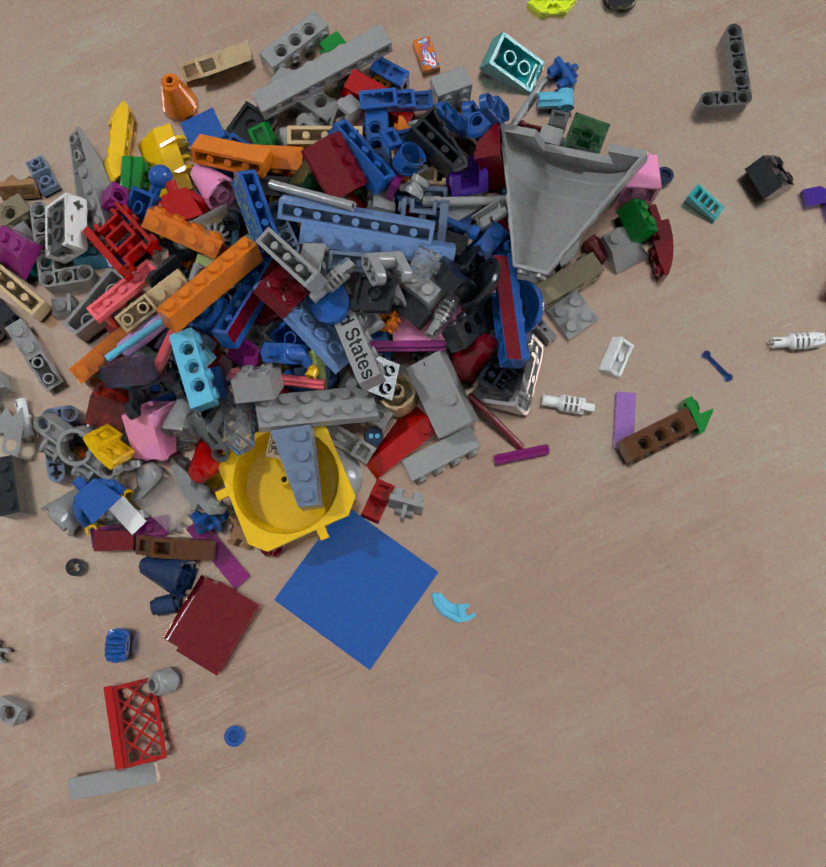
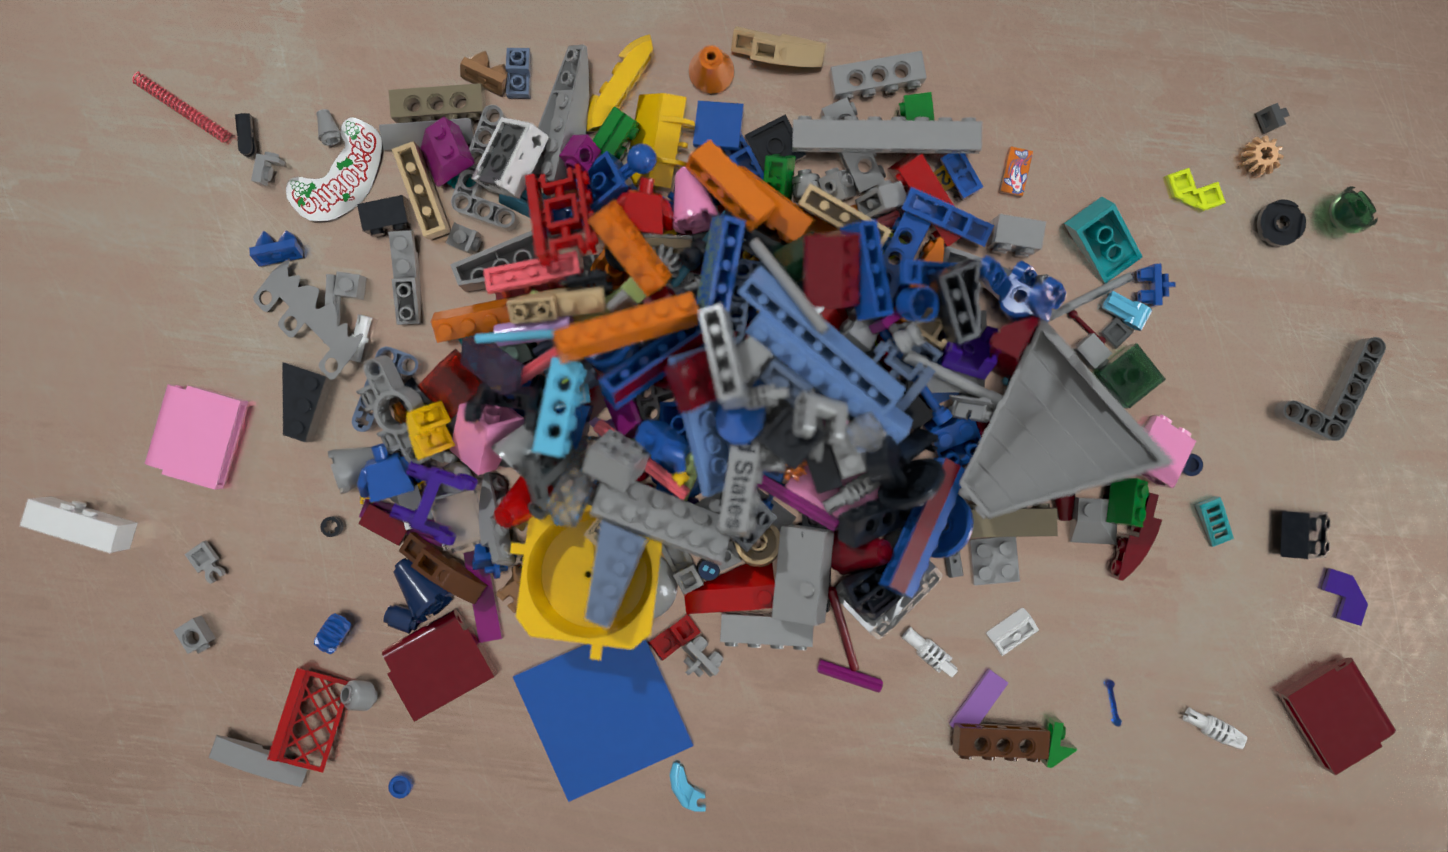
camera: 40 degrees right, 10 degrees up
(135, 514) = (434, 477): none -> dark purple connector

